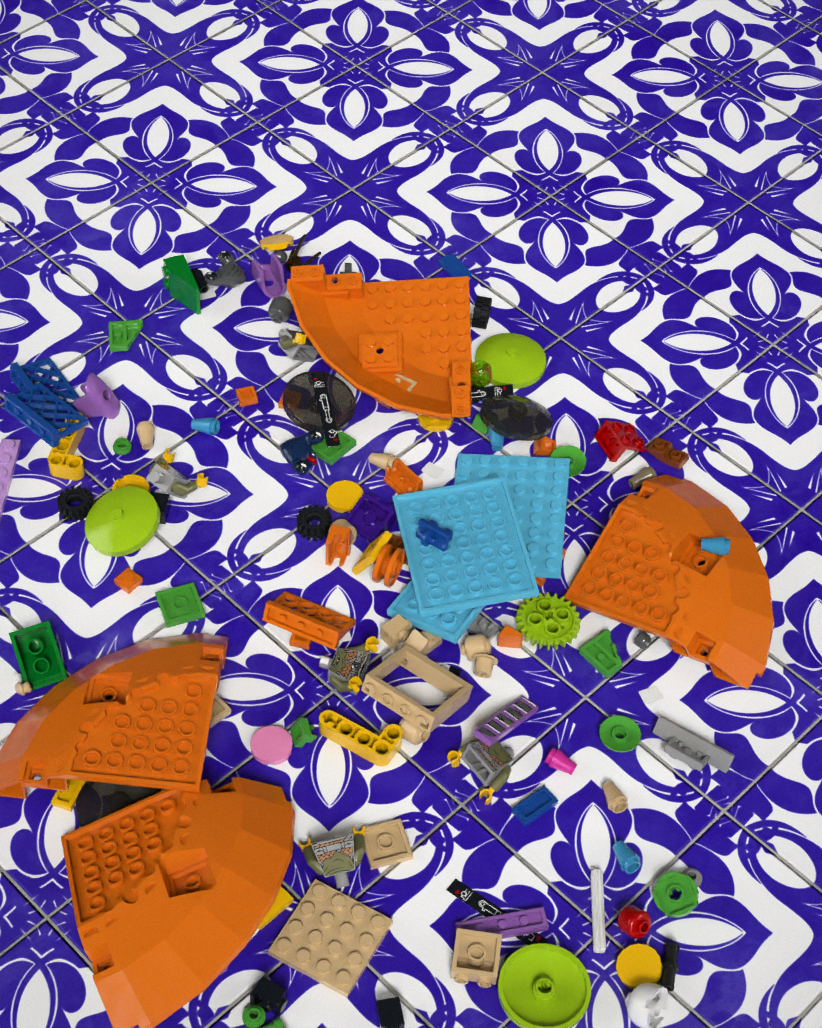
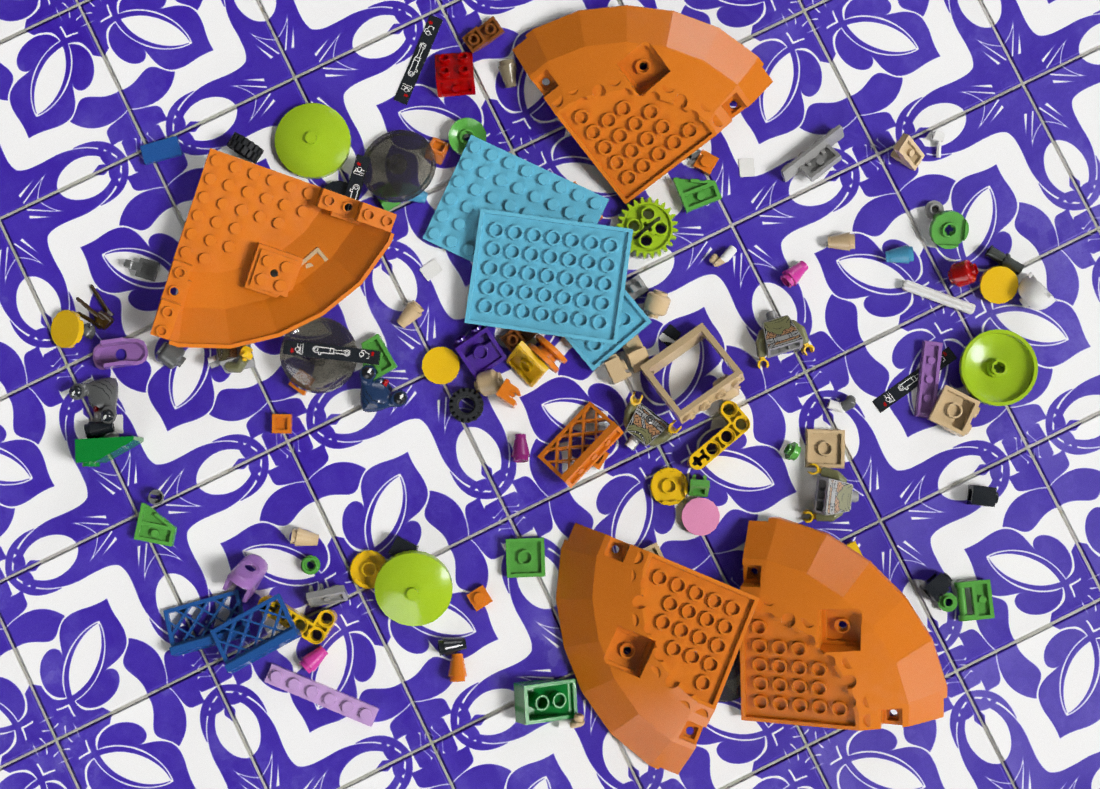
camera: 70 degrees left, 35 degrees up
(31, 467) = (313, 659): none -> dark pink cone
(49, 578) = (457, 668): none -> orange cone
(73, 565) = (451, 645): none -> black cone
(74, 495) = (361, 632): black tyre -> none
(96, 462) = (326, 596): none -> light grey plate
(146, 328) = (155, 501): none -> dark grey hinge
(172, 481) = (376, 530): torso -> none
(206, 425) = (309, 475): dark azure cone -> none
(284, 575) = (520, 449): none -> magenta cone
(291, 707) = (669, 486): none -> yellow tile
(330, 938) = (896, 520): tan plate -> none
(371, 809) = (792, 451): none -> bright green plate
(402, 478) = (442, 304): orange hinge -> none
(434, 535) = (536, 304): blue hips -> none
(440, 848) = (844, 406): none -> arm
(480, 373) = (330, 179): clear neon green head -> none
(484, 665) = (679, 303): tan piece -> none
(505, 721) = (745, 306): tile -> none
(510, 638) = (654, 269): orange slope -> none
(534, 806) = (827, 311): blue tile -> none
(544, 691) = (725, 257): none -> arm
(620, 415) = (418, 59): none -> black sticker
(622, 727) = (787, 203): bright green dish -> none
(637, 656) = (705, 162): none -> orange plate
(716, 545) = (644, 47): dark azure cone -> none
(739, 831) = (907, 152): none -> tan slope
(771, 863) = (939, 137): none -> white hand

